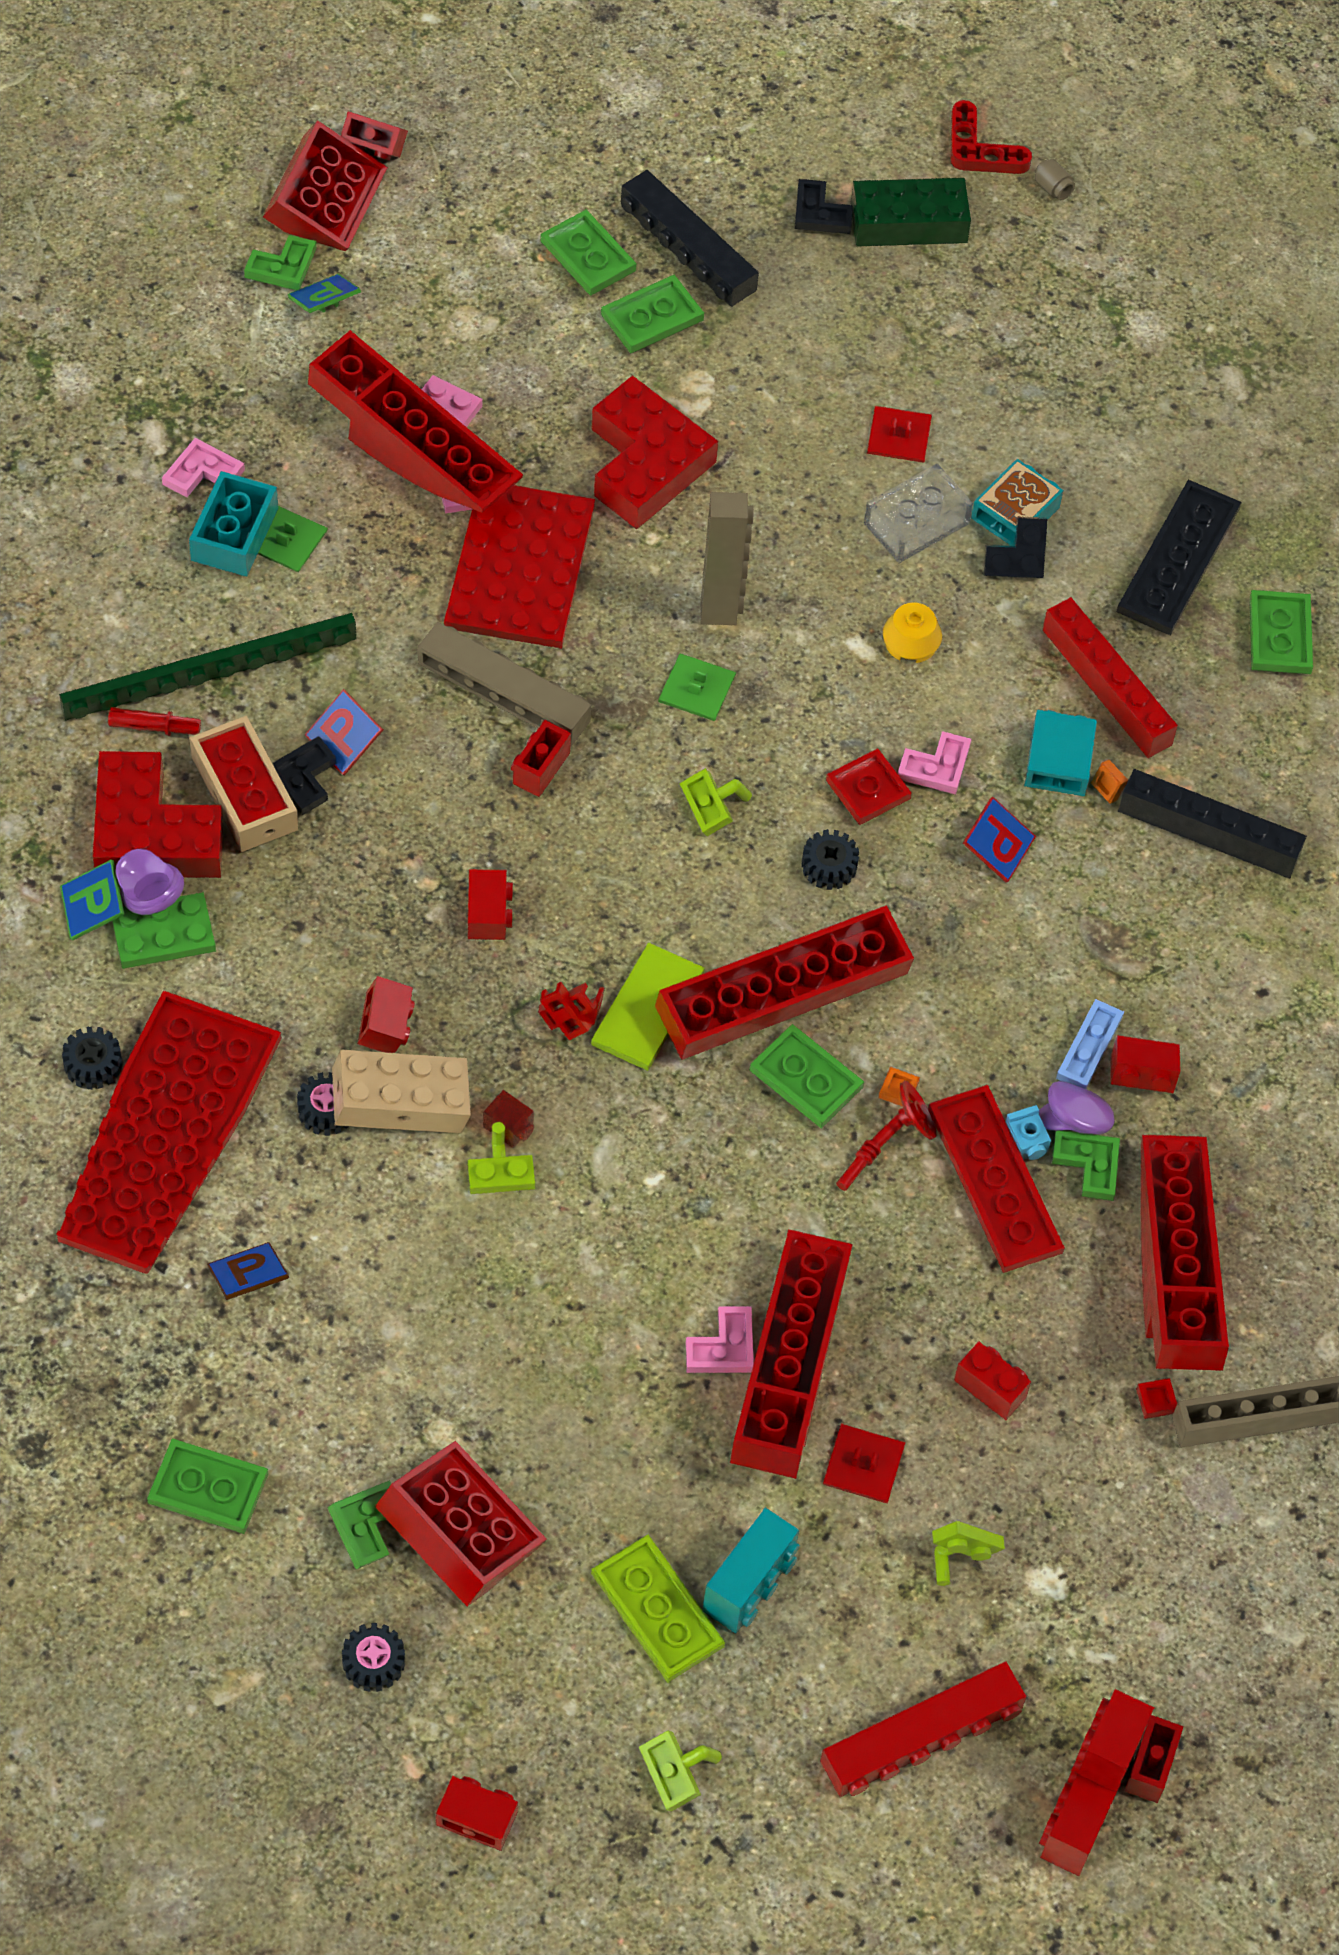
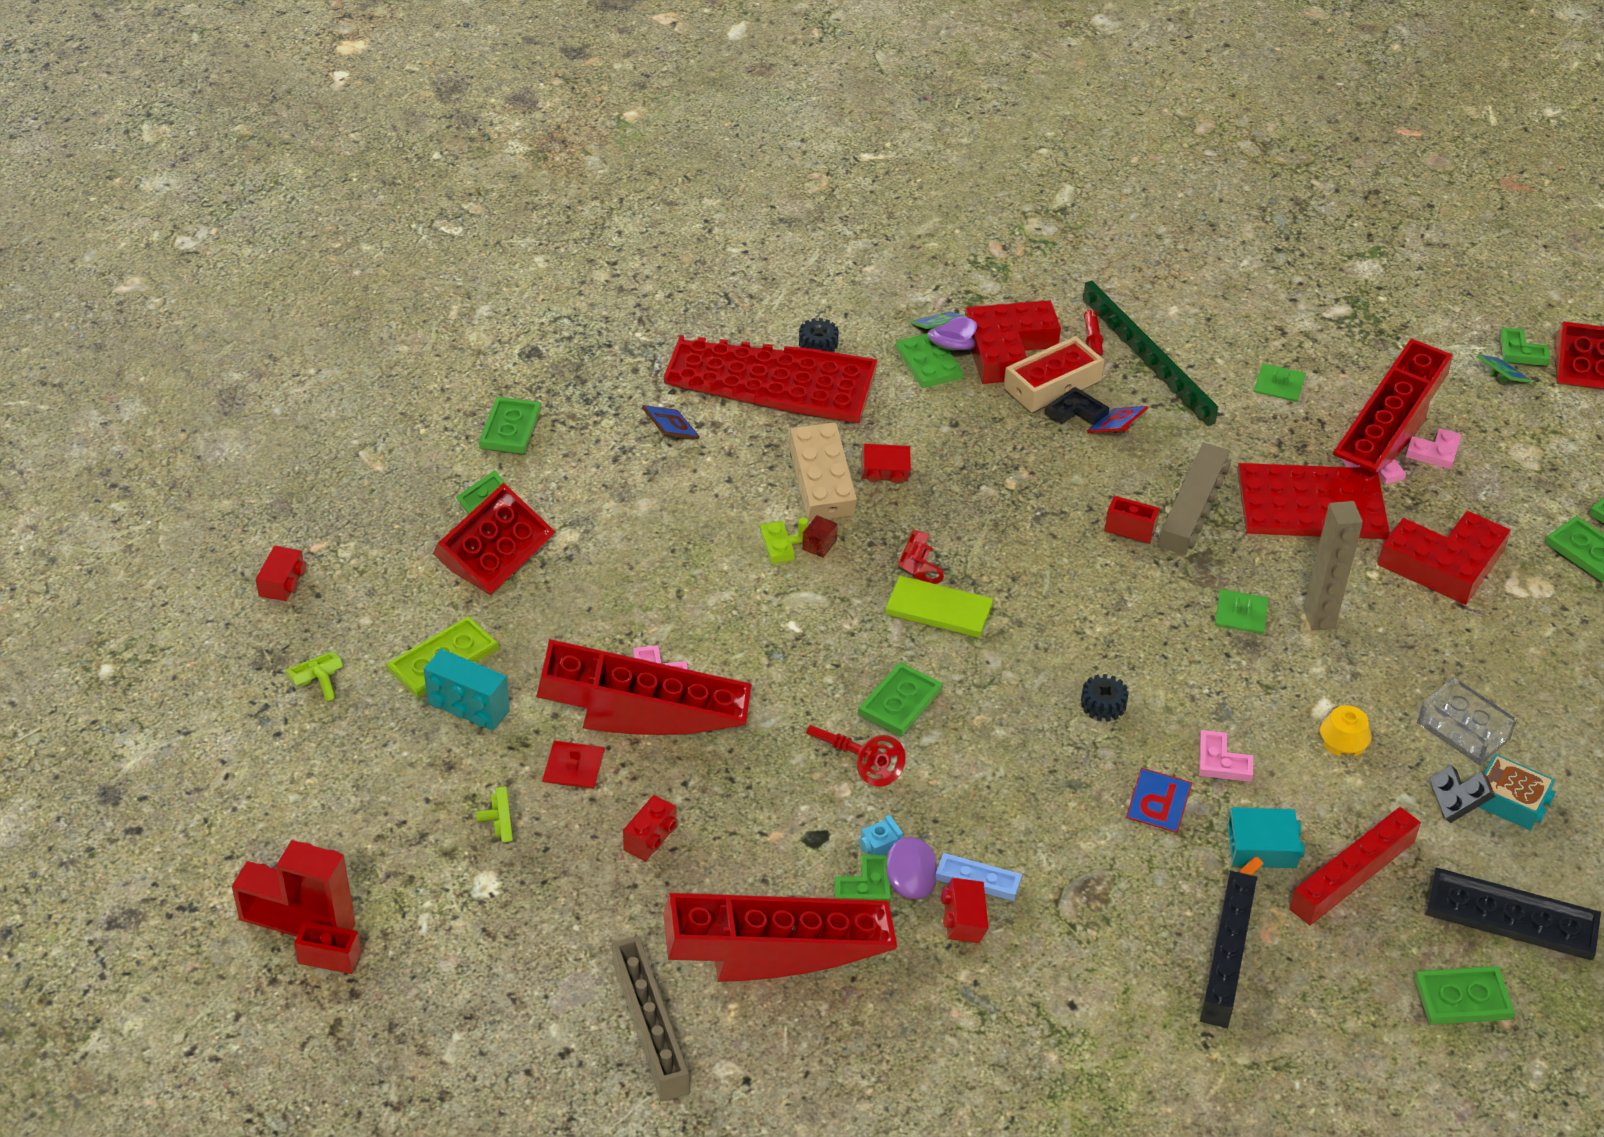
camera: 85 degrees right, 15 degrees down
(199, 462) = (1321, 330): bright pink plate -> none
(233, 523) = (1272, 344): teal brick -> none
(372, 1645) = (392, 514): black wheel -> none
(487, 904) = (997, 508): red brick -> none
(708, 801) = (1134, 617): lime plate -> none
(783, 982) = (976, 670): red brick -> none
(868, 786) = (1182, 716): red plate -> none
(891, 1087) = (913, 760): orange tile -> none
(899, 434) = (1553, 715): red piece -> none
(923, 1729) = (351, 808): red brick -> none
(996, 1178) = (833, 822): red plate -> none
(1156, 1398) = (653, 940): red plate -> none

